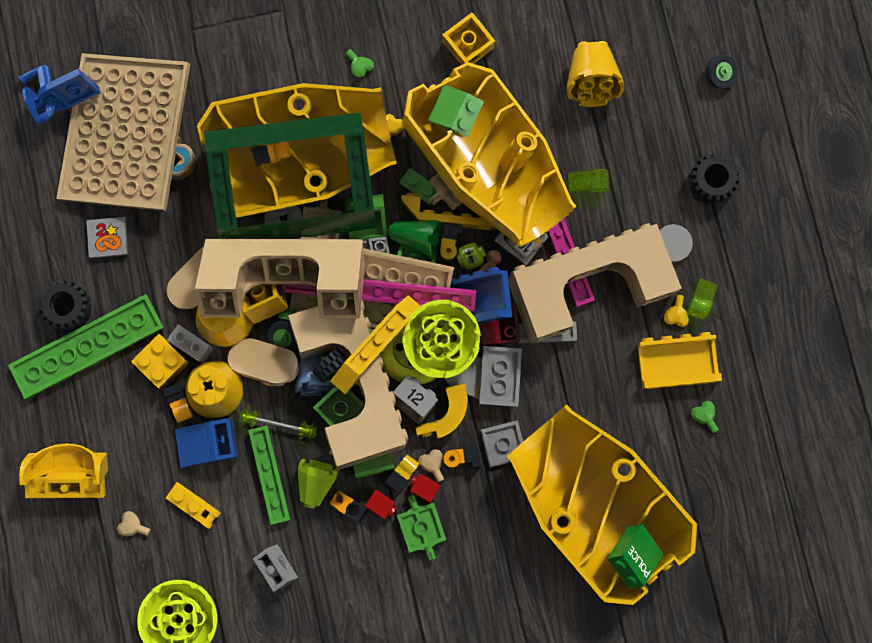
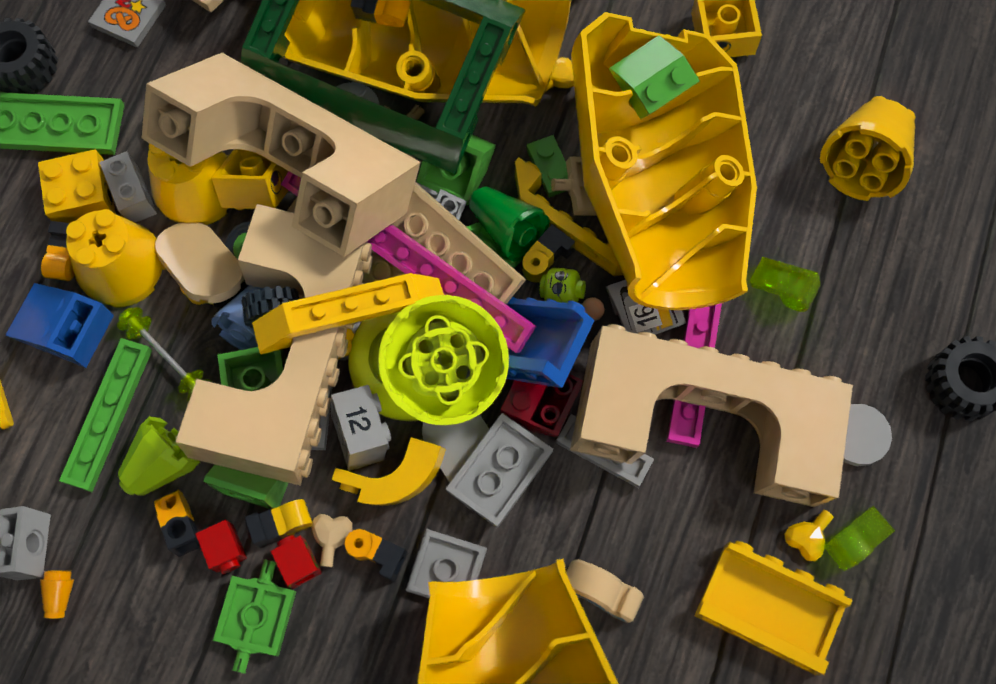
camera: 35 degrees right, 10 degrees down
(310, 580) = (56, 592): none -> light orange cone
(591, 405) = (604, 590): none -> tan animal

